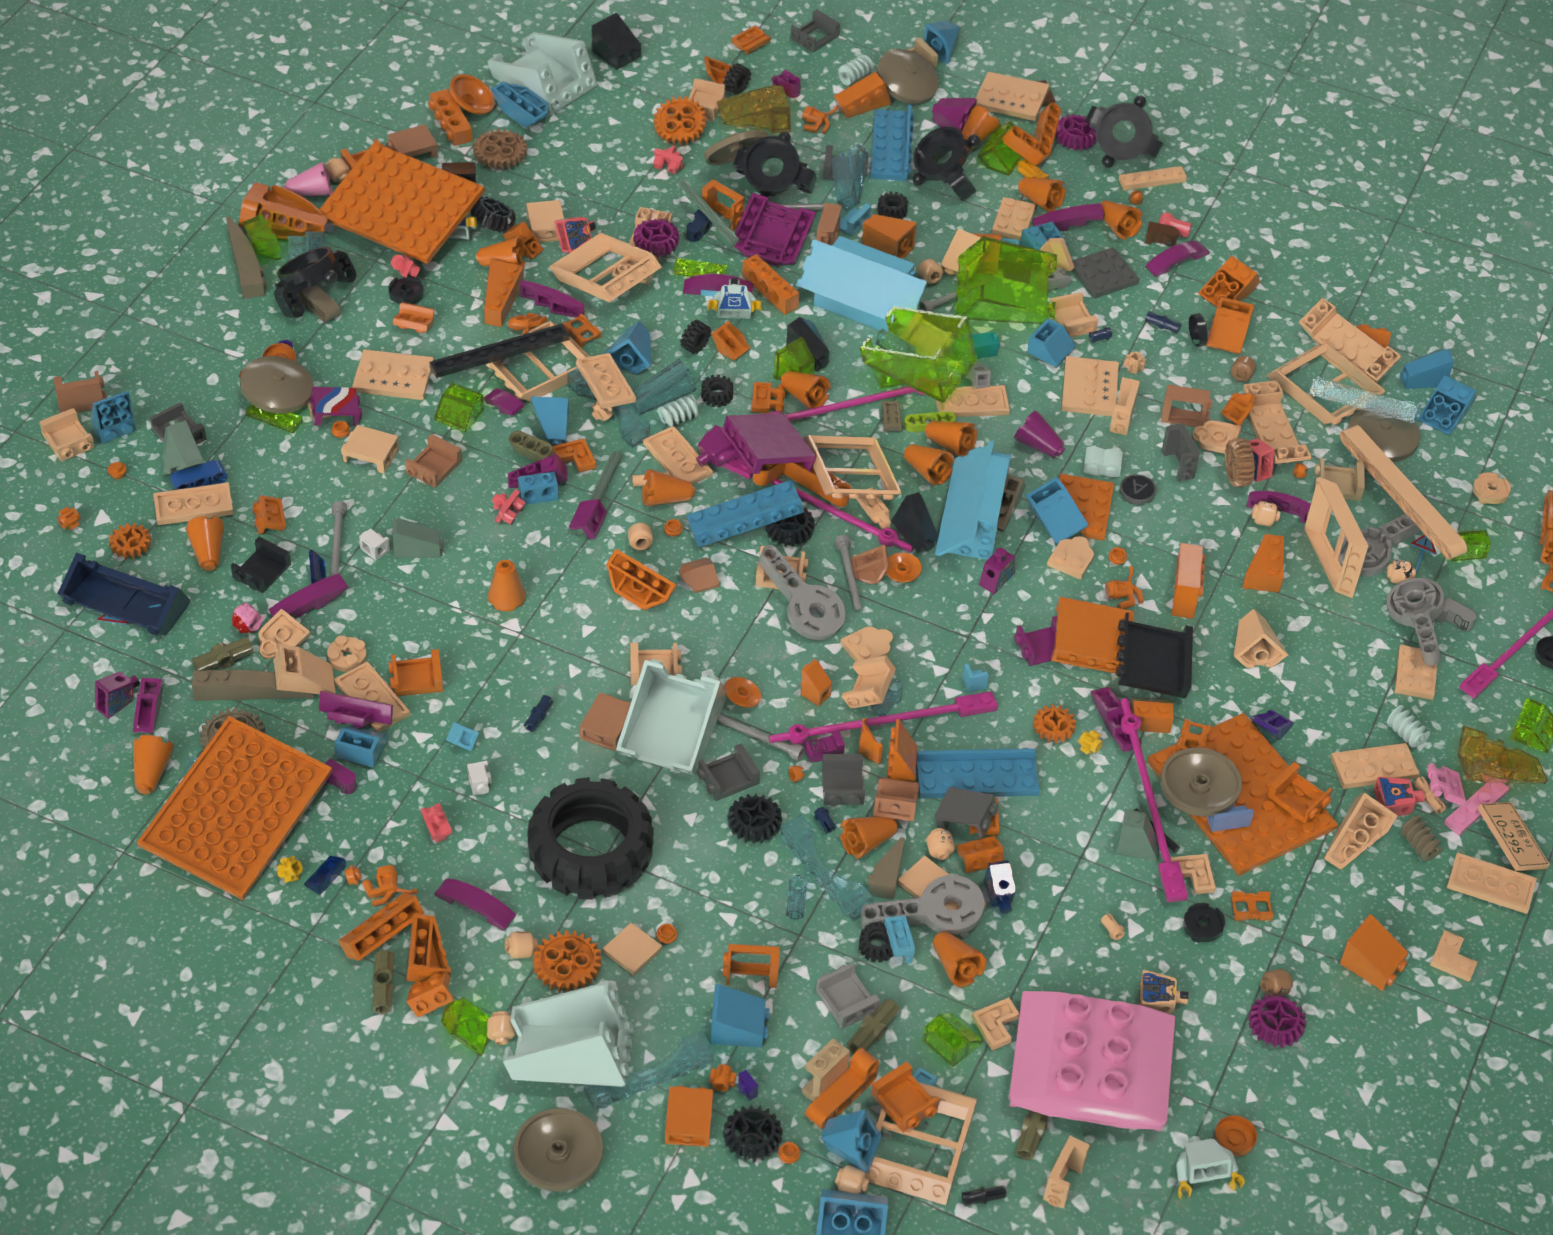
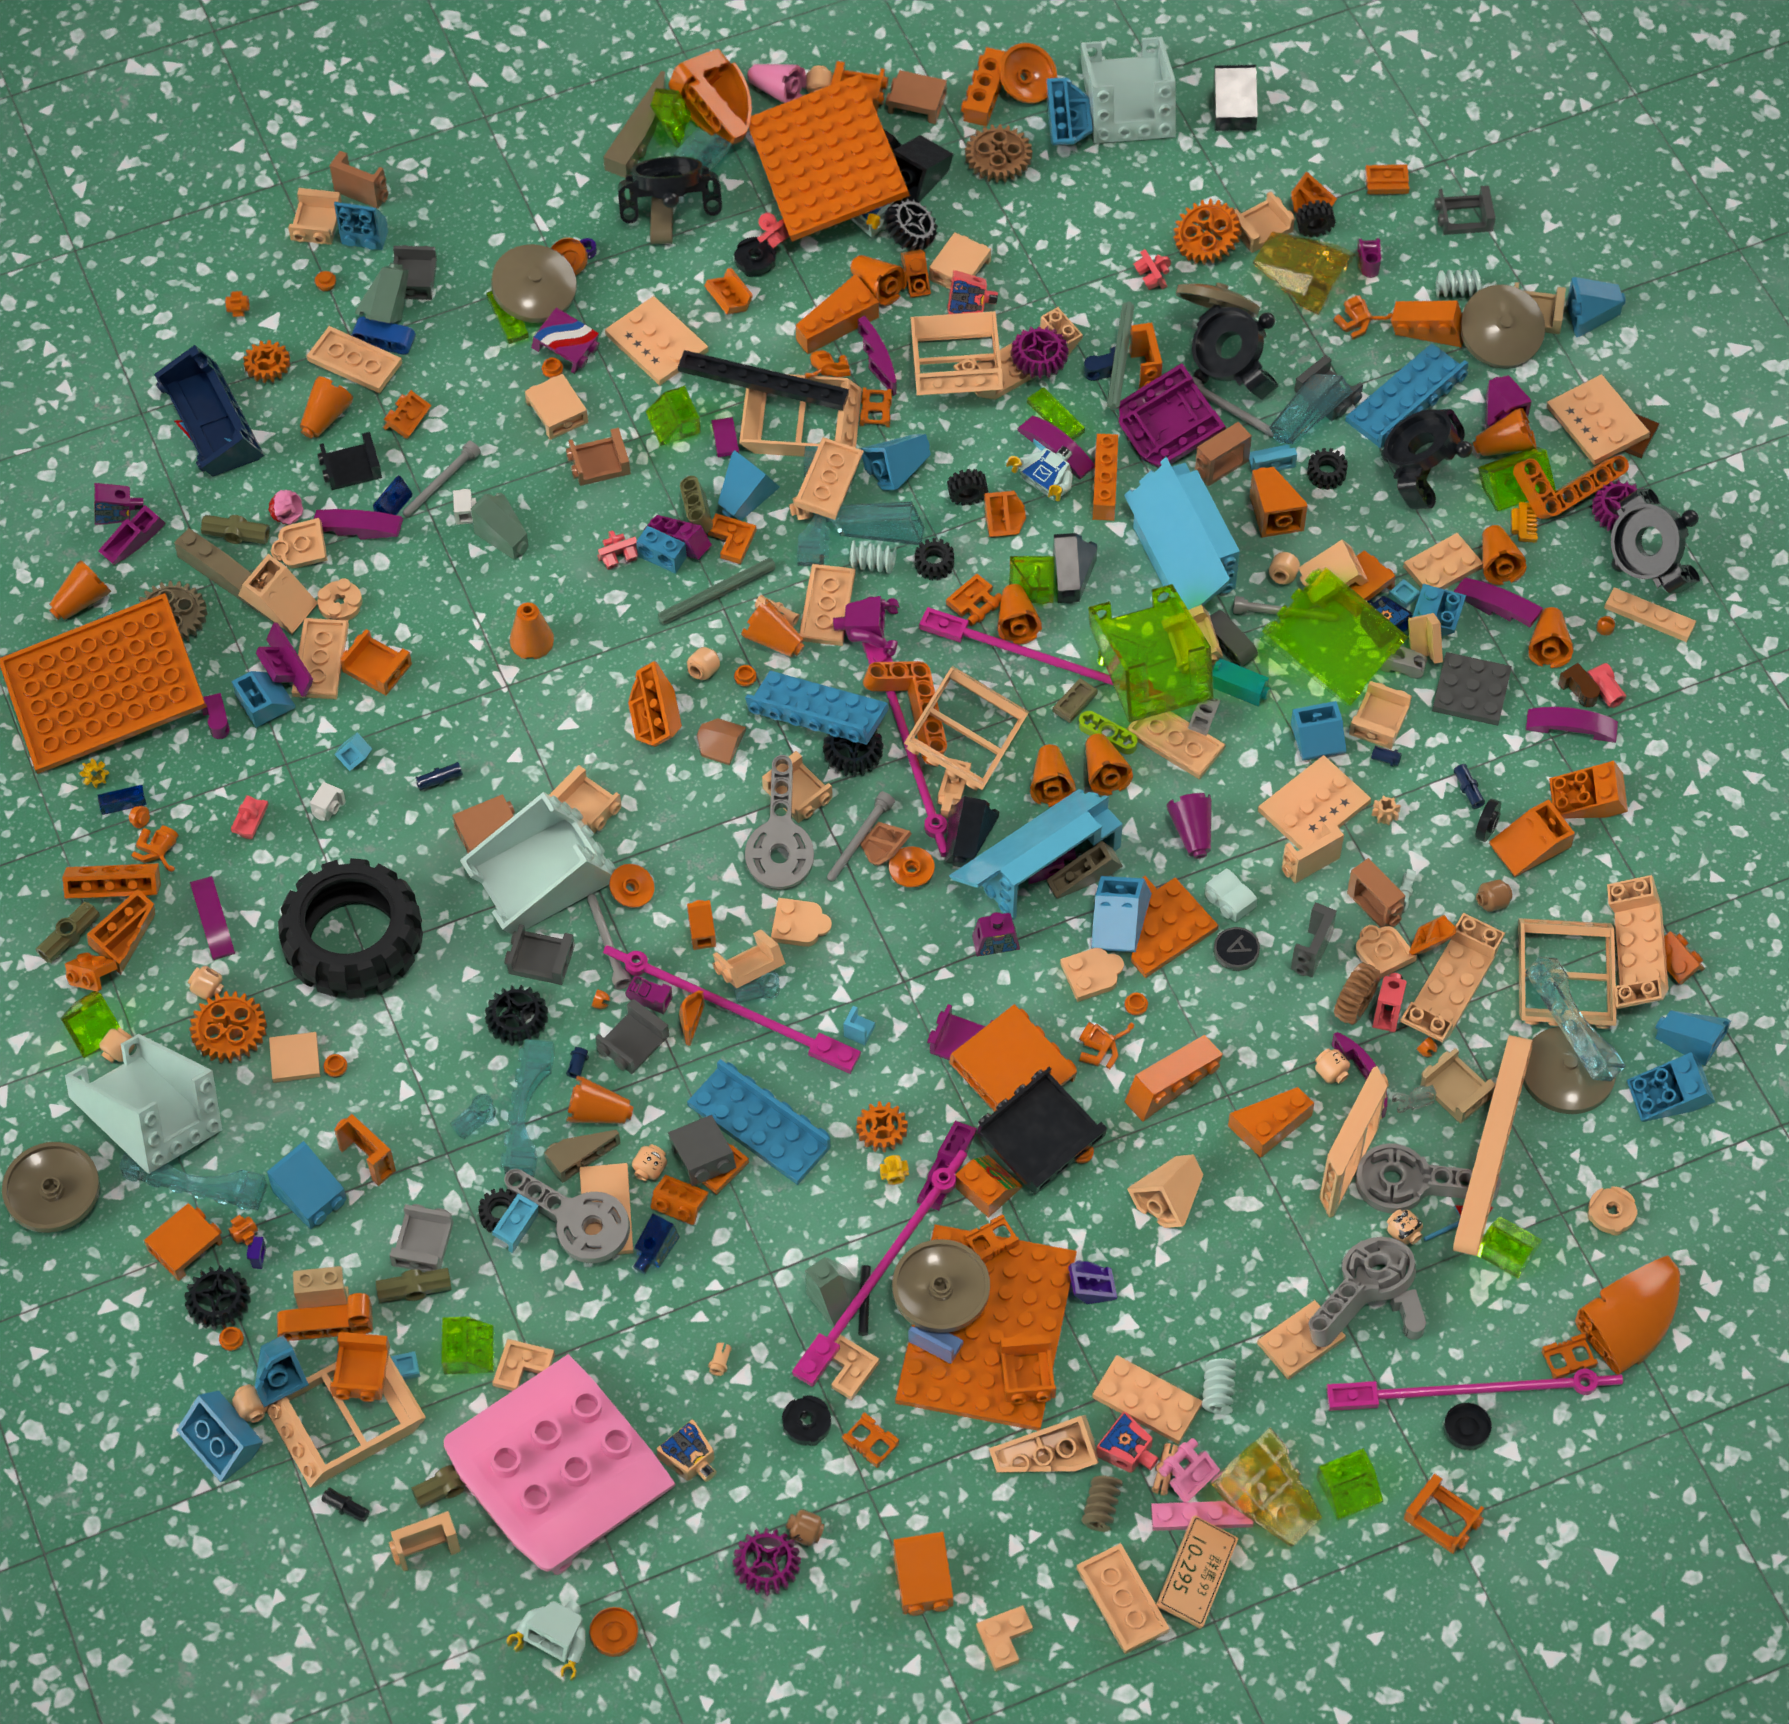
camera: 45 degrees right, 10 degrees up
(589, 517) = (678, 612): magenta panel -> none
(767, 440) = (904, 647): magenta panel -> none
(889, 341) = (1139, 627): clear light blue panel -> none
(896, 799) = (651, 1092): nougat panel -> none
(901, 754) = (695, 1053): orange slope -> none
(959, 959) = (546, 1281): orange cone -> none

